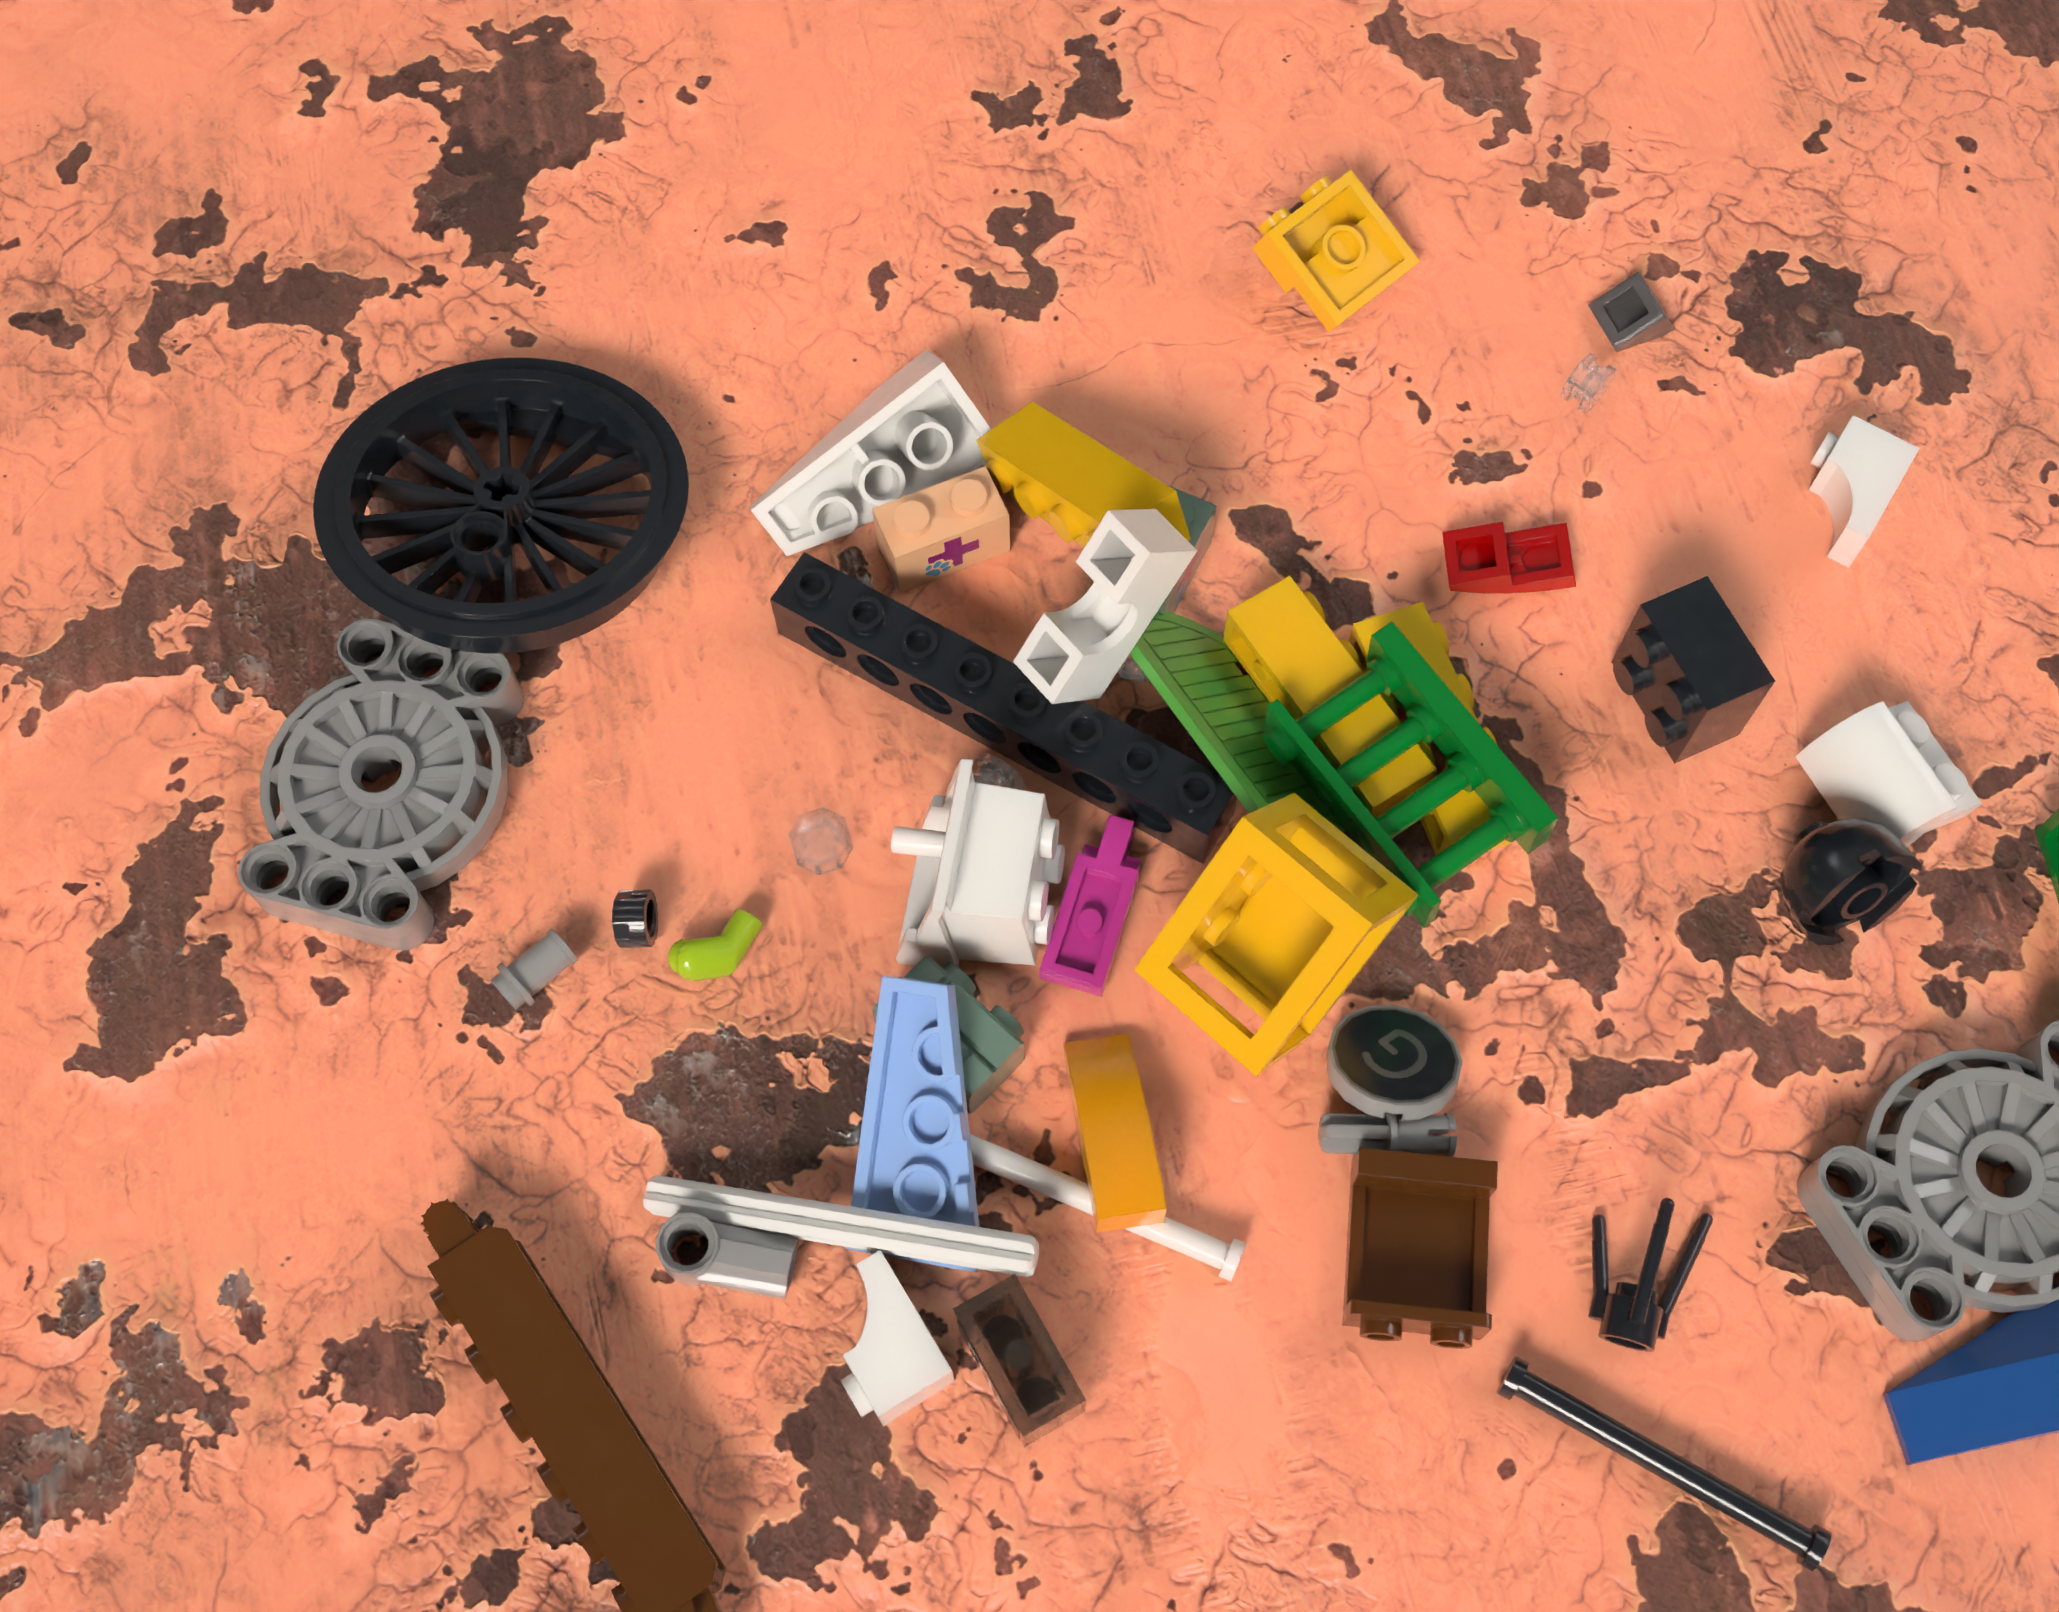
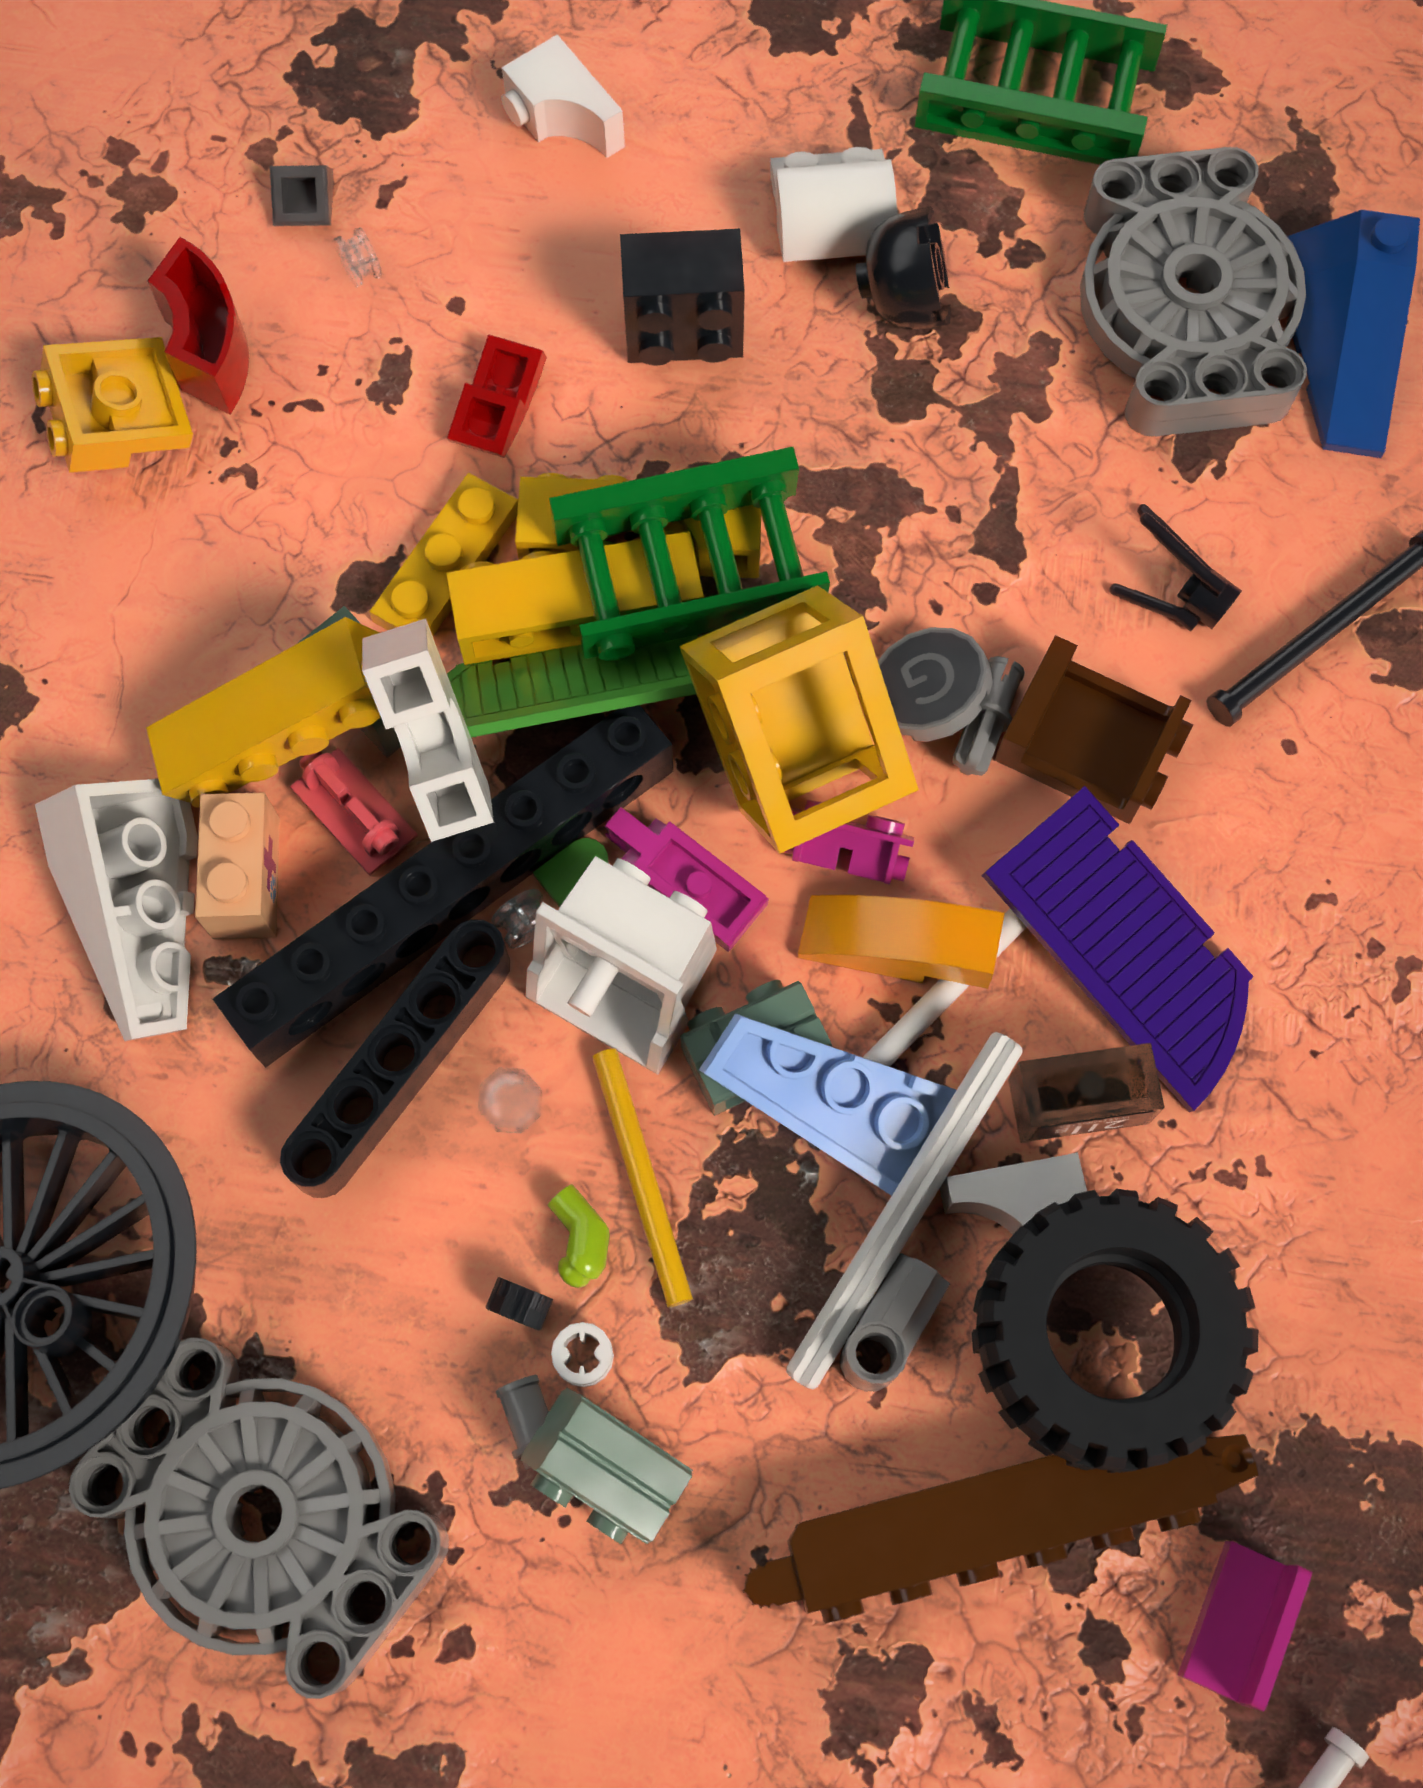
camera: 70 degrees left, 5 degrees up
(505, 1042) = (605, 1466): none -> sand green brick
(604, 974) = (562, 1356): none -> white bush
(685, 1390) = (1204, 1315): none -> black tyre
(792, 983) = (642, 1178): none -> yellow bar
(799, 709) = (394, 1090): none -> black beam
(1046, 585) = (352, 809): none -> coral hinge
(1077, 815) = (565, 869): none -> bright green piece
(1202, 1072) = (873, 847): none -> dark pink hinge
(1203, 1361) = (1128, 943): none -> dark purple piece
(1341, 582) = (458, 536): none -> yellow plate
(1441, 289) = (207, 338): none -> red brick

